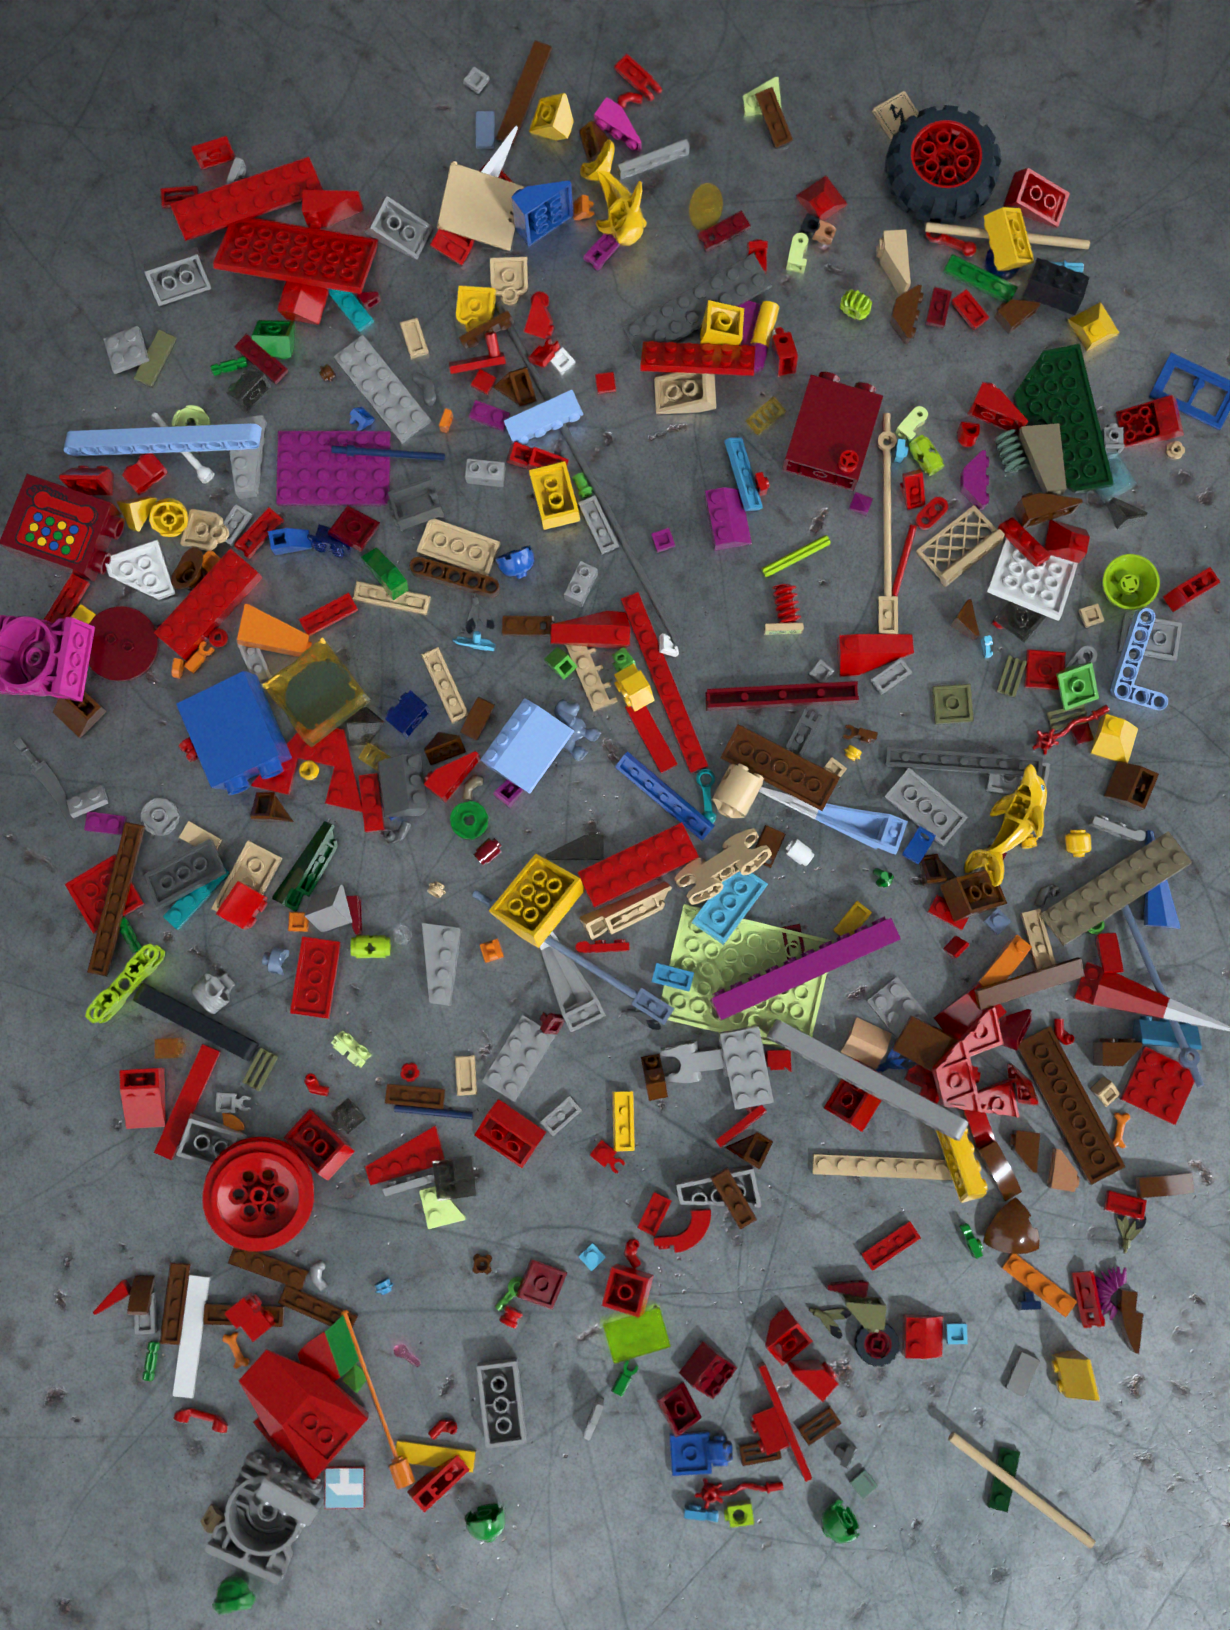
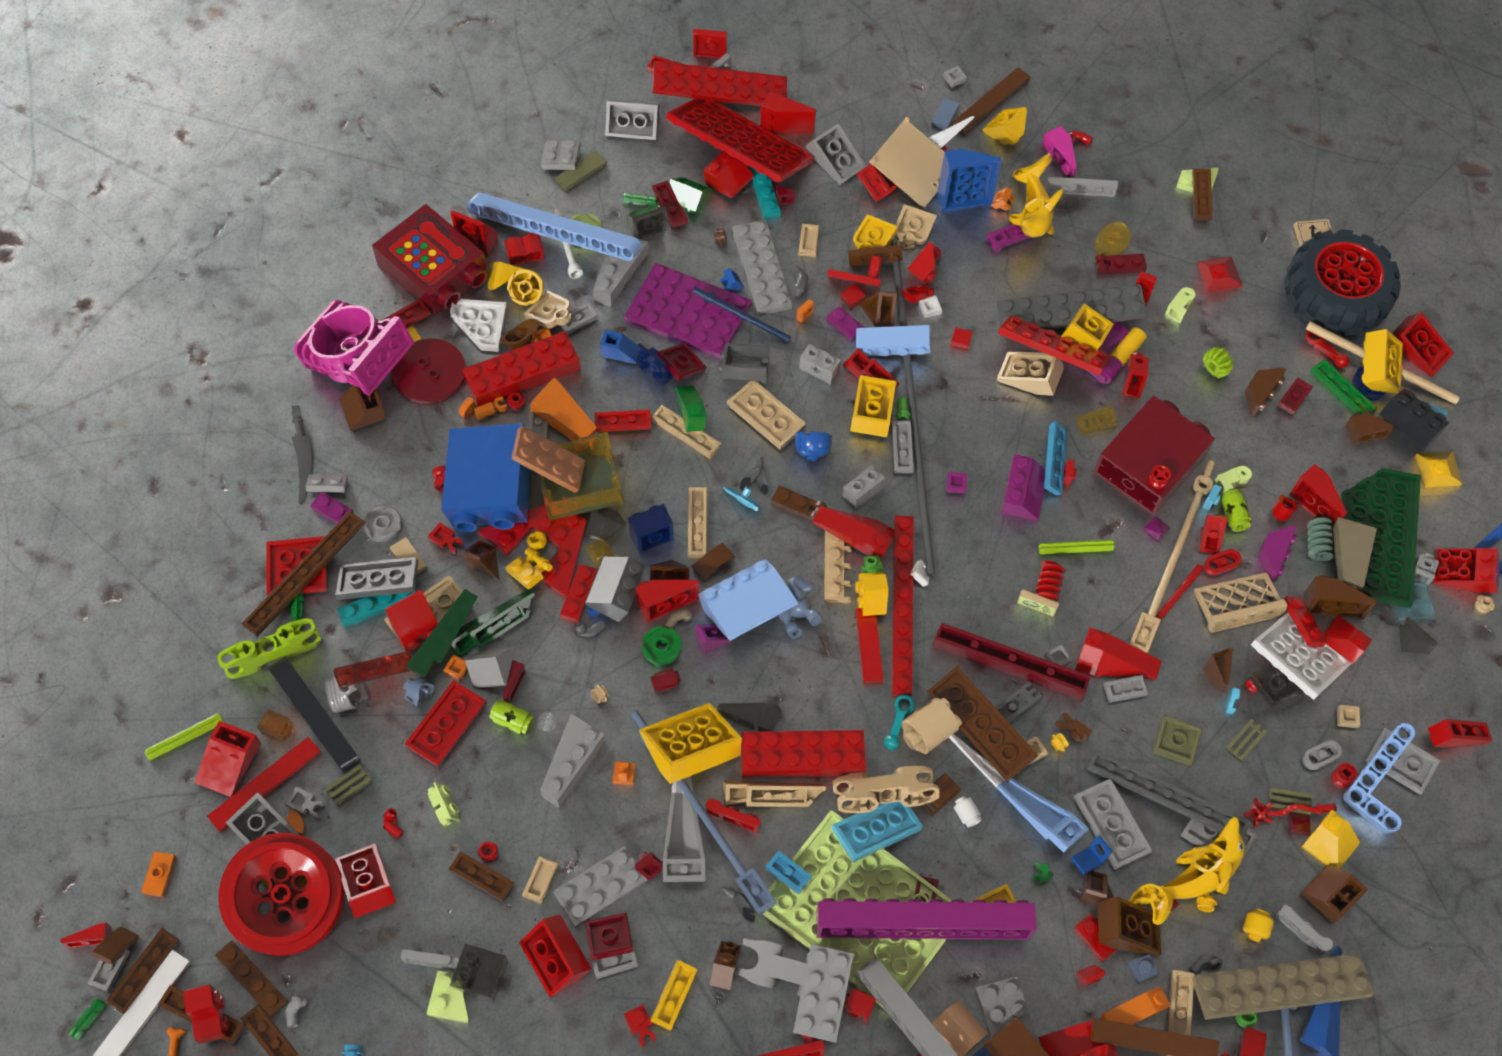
camera: 20 degrees right, 20 degrees down
(93, 1092) = (183, 737): none -> lime axle
(141, 1218) = (158, 874): none -> orange plate
(222, 805) = (443, 537): none -> red plate
(230, 961) = (372, 669): none -> clear red bracket
(258, 532) = (594, 332): red plate -> none
(274, 903) = (443, 635): none -> dark green wedge
(283, 693) = (548, 459): none -> nougat plate
(313, 807) = (524, 572): none -> yellow plate
(347, 1116) = (406, 864): clear smoke brick -> none
(407, 1158) = (441, 933): red wing -> none
(433, 1112) = (491, 900): dark blue bar -> none
(448, 571) = (755, 443): reddish brown beam -> none
(547, 1098) = (609, 936): none -> dark red tile
(560, 663) = (813, 544): bright green brick -> none
(593, 140) = (1033, 152): reddish brown slope -> none
(637, 76) = (1094, 124): red hinge -> none
(664, 796) = (858, 703): blue plate -> none
(817, 229) = (1207, 292): leg -> none
(894, 258) = (1269, 337): tan slope -> none
(970, 309) = (1324, 409): red plate -> none
(1042, 668) = (1283, 747): red tile -> none
(1077, 685) = (1311, 772): bright green slope -> none
(1103, 677) = (1339, 776): none -> red wheel
(1136, 574) = (1399, 697): lime piece -> none

